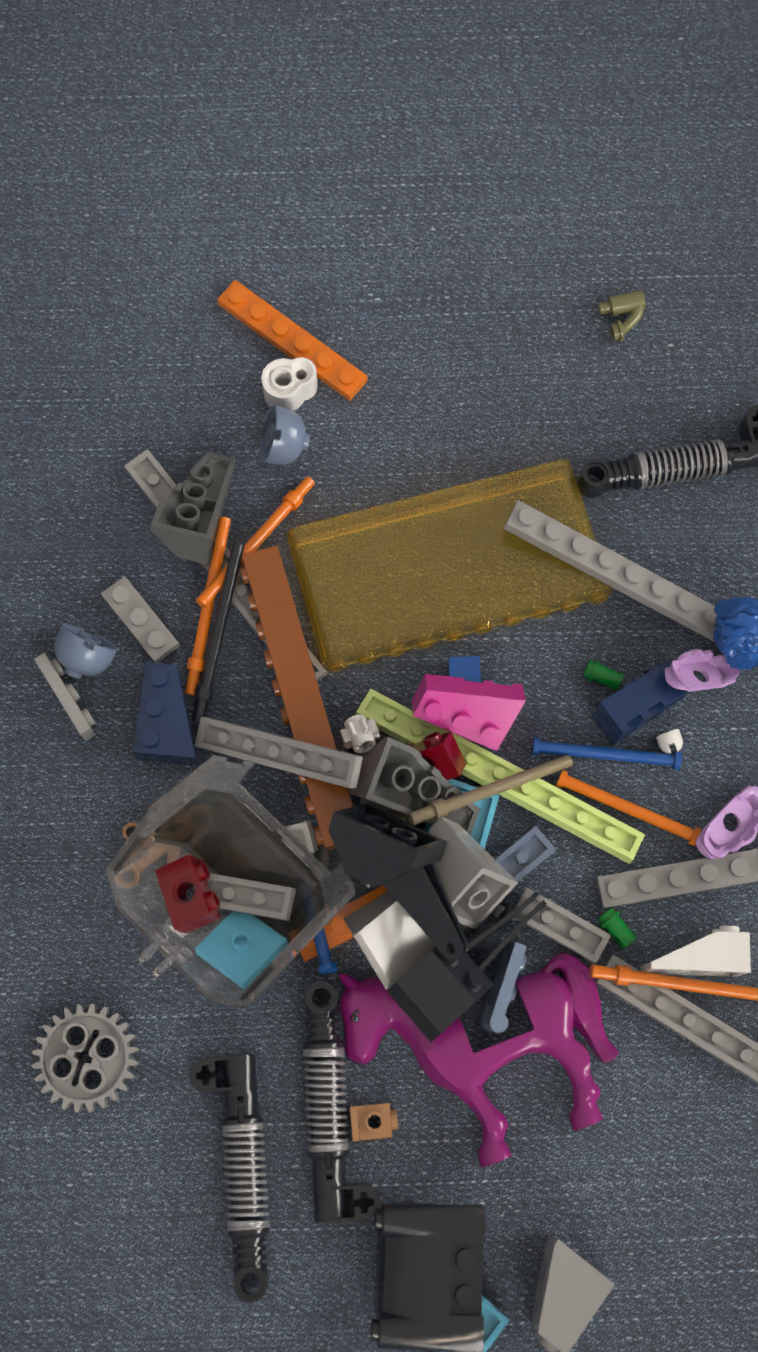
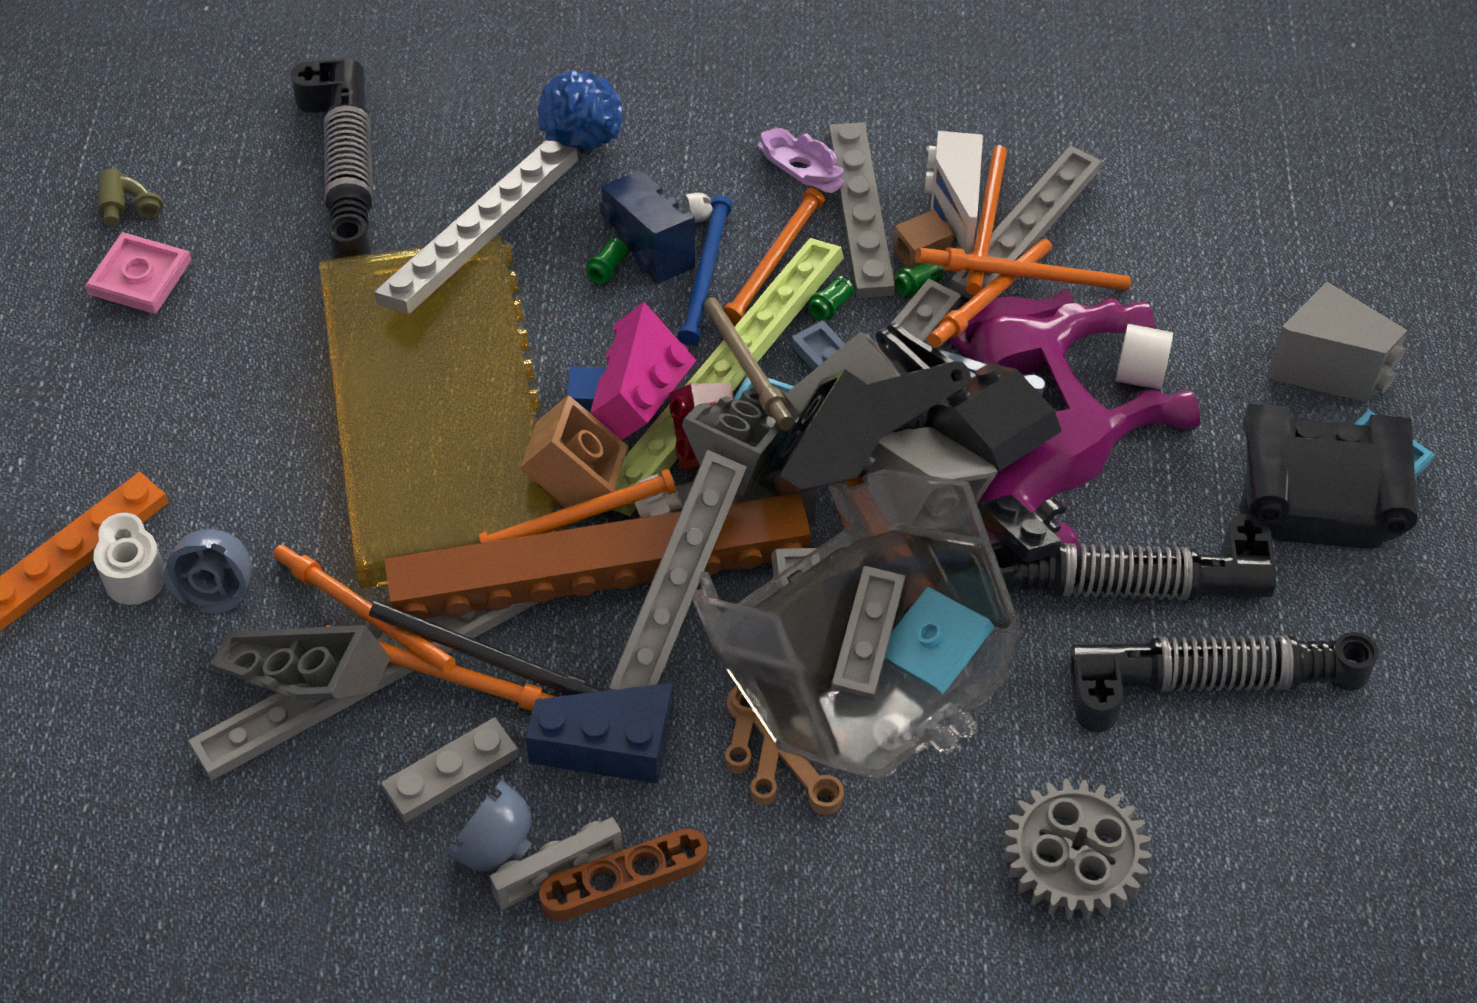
camera: 85 degrees left, 20 degrees down
(60, 744) = (620, 866): none -> dark orange beam
(175, 881) = (849, 708): dark red brick -> none
(347, 1013) = (1024, 532): none -> black plate
(359, 735) = (586, 509): none -> orange bar
(361, 1128) = (1150, 523): medium nougat brick -> none
(385, 667) = (573, 454): none -> medium nougat brick
(532, 1118) = (1144, 357): none -> white piece
(543, 954) = (957, 320): none -> orange bar
(550, 338) = (138, 273): none -> bright pink plate
(584, 855) = (824, 303): none -> green pin
(609, 953) = (956, 260): none -> orange bar
(654, 931) = (921, 231): none -> medium nougat brick
(714, 668) = (611, 157): lavender piece -> none

